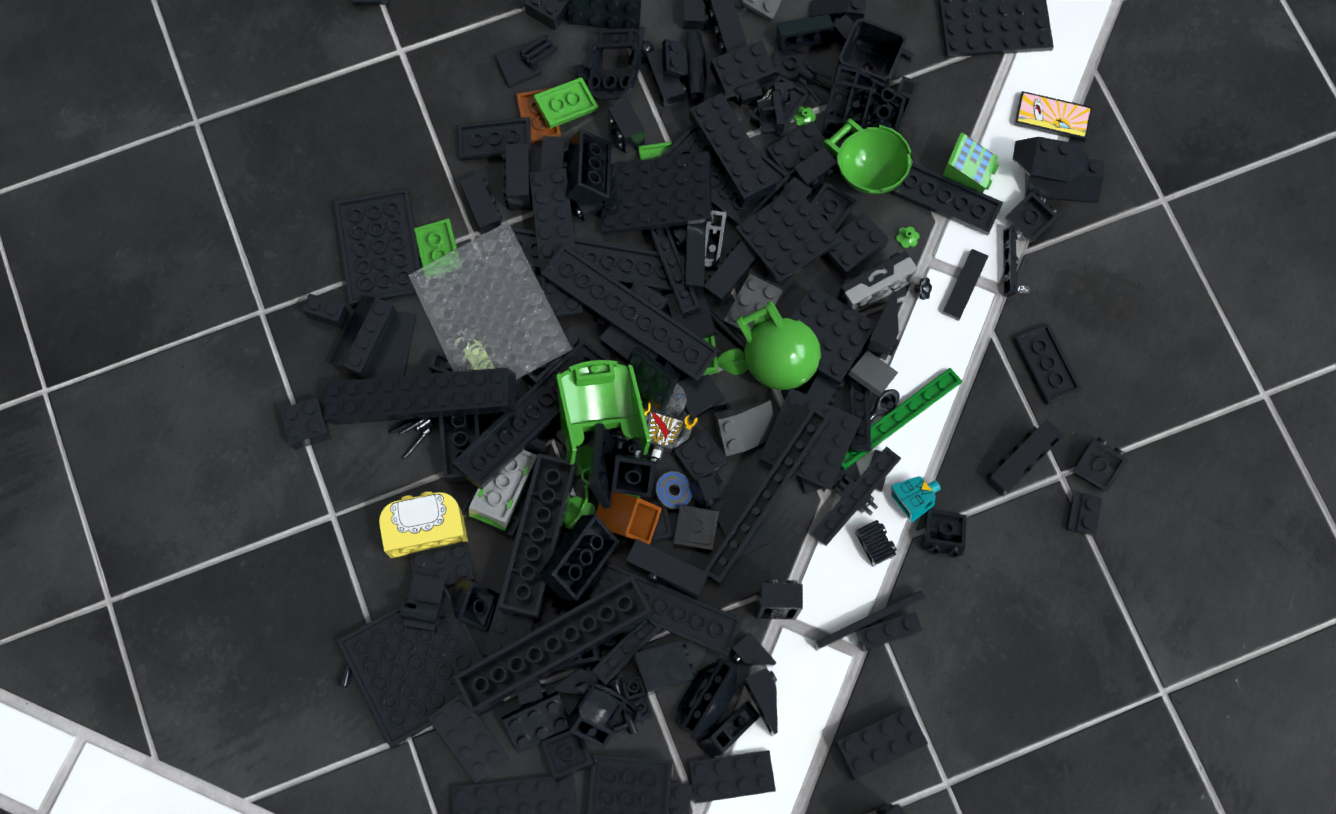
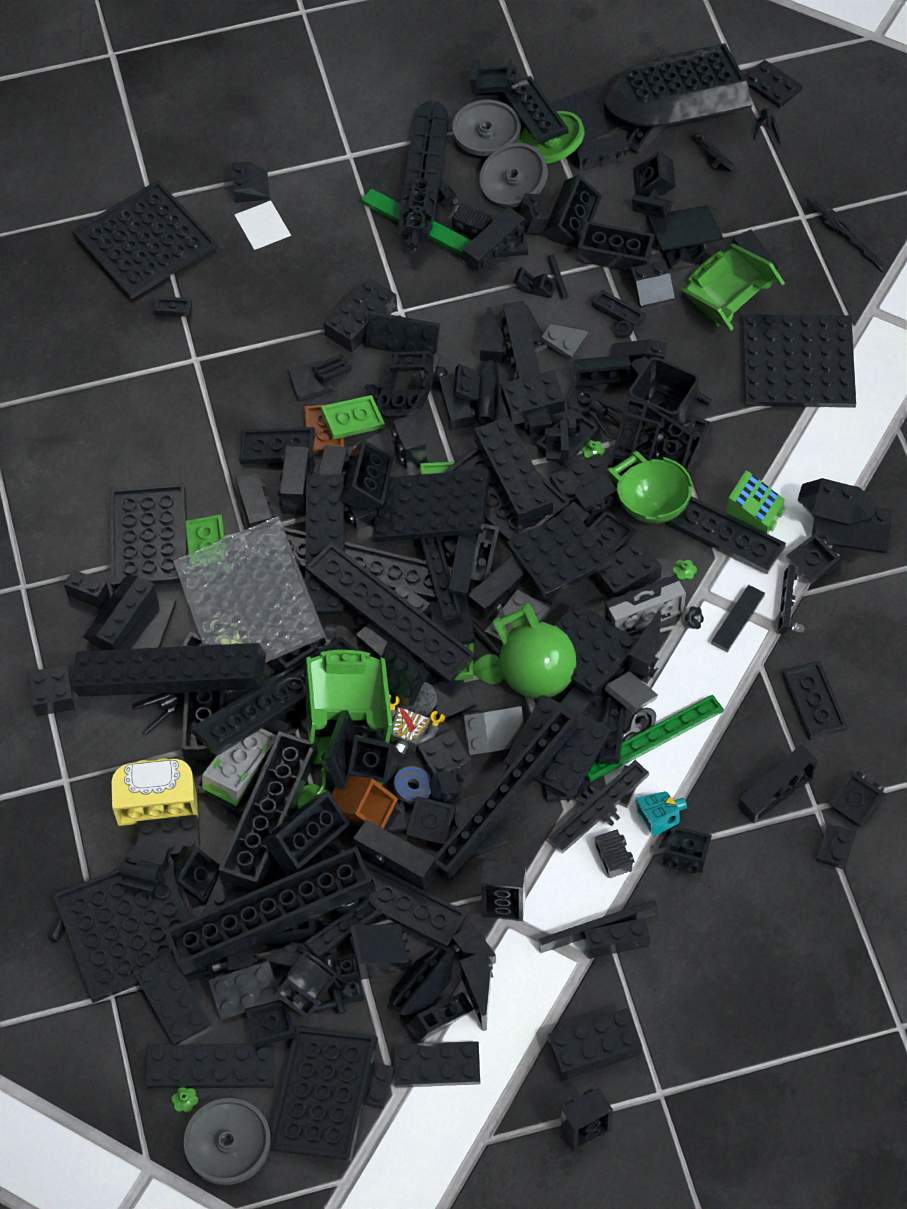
camera: 10 degrees right, 15 degrees down
(1053, 116) = (848, 467): tile -> none

